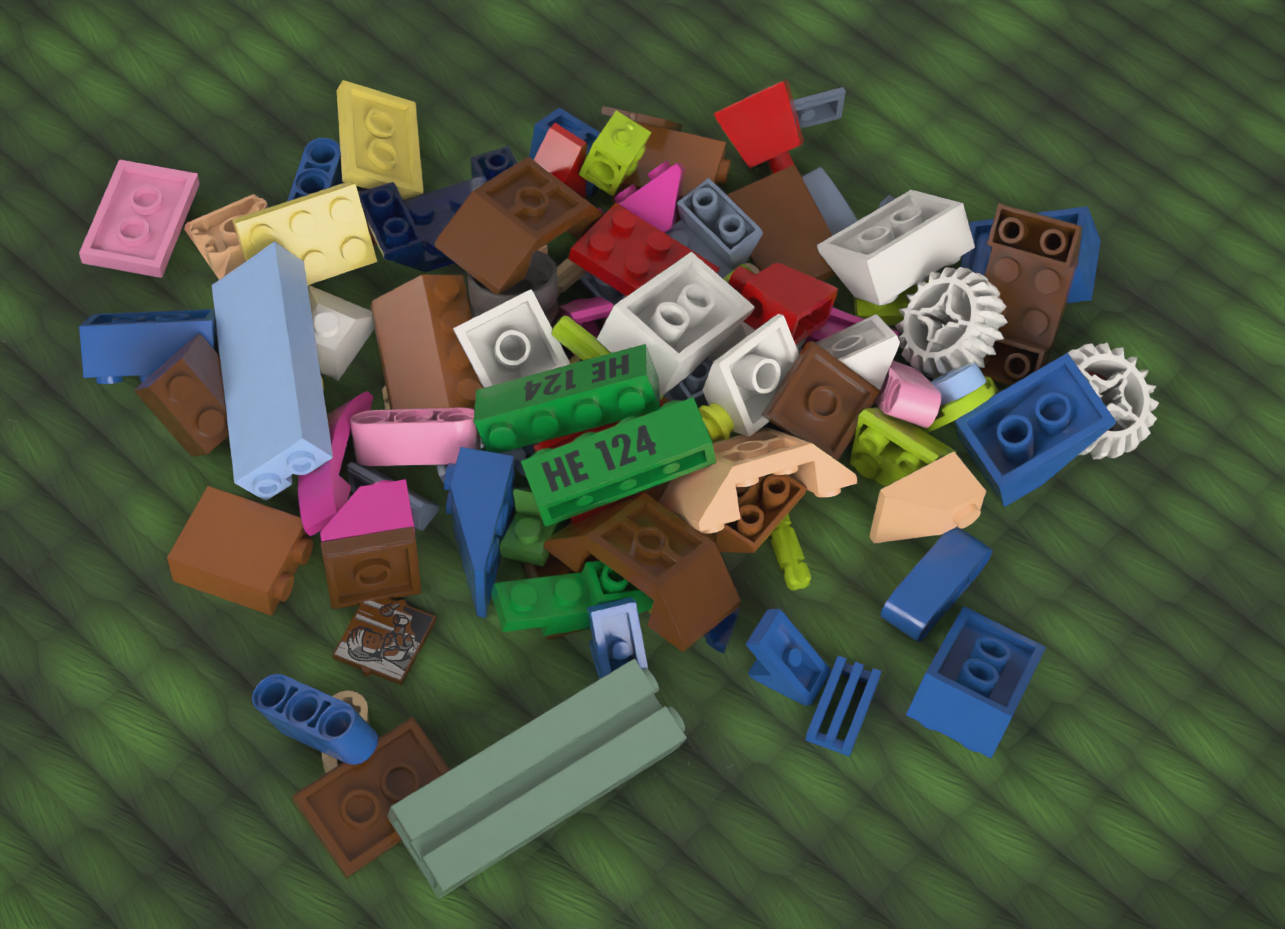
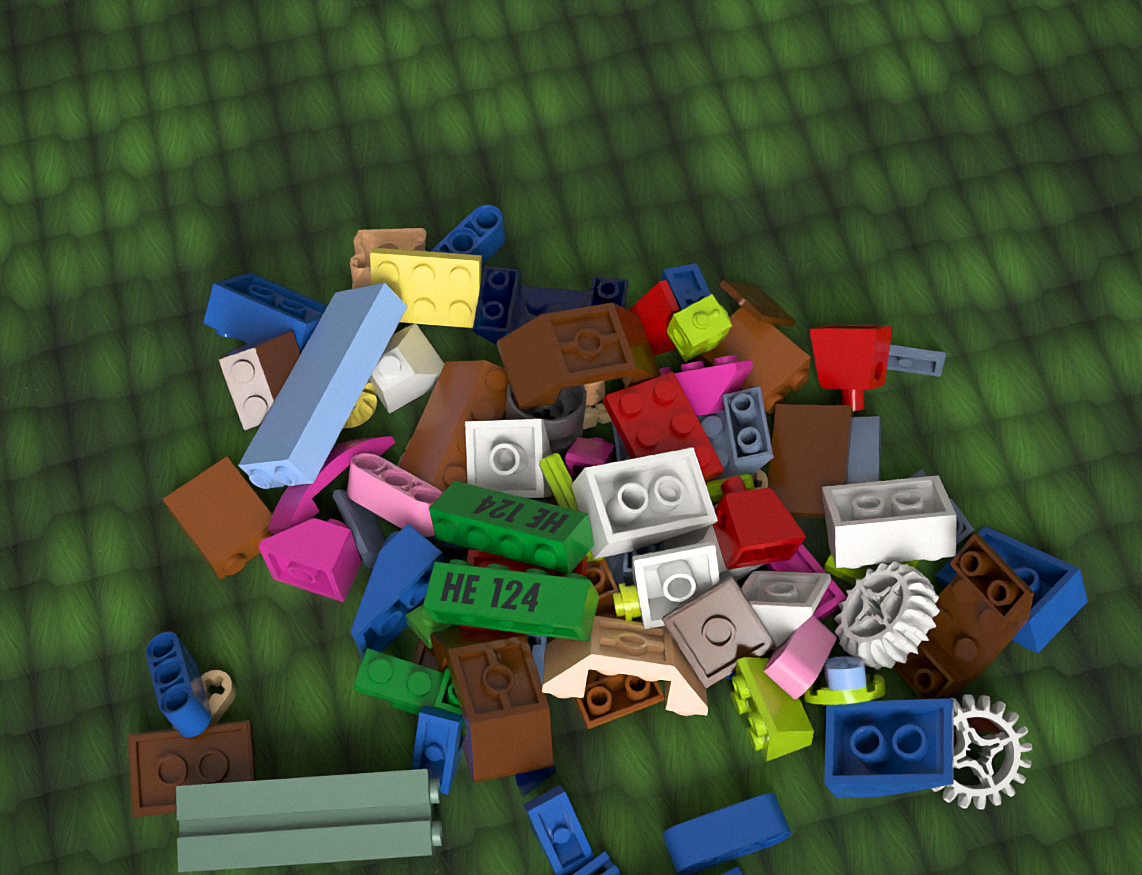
camera: 40 degrees right, 5 degrees up
(139, 218) = (329, 210): bright pink plate -> none
(371, 567) = (296, 584): reddish brown tile -> none
(379, 139) = (539, 227): light yellow plate -> none
(384, 638) = (284, 642): piece -> none
(790, 556) = (628, 743): lime axle -> none
(928, 502) = (755, 764): light nougat slope -> none

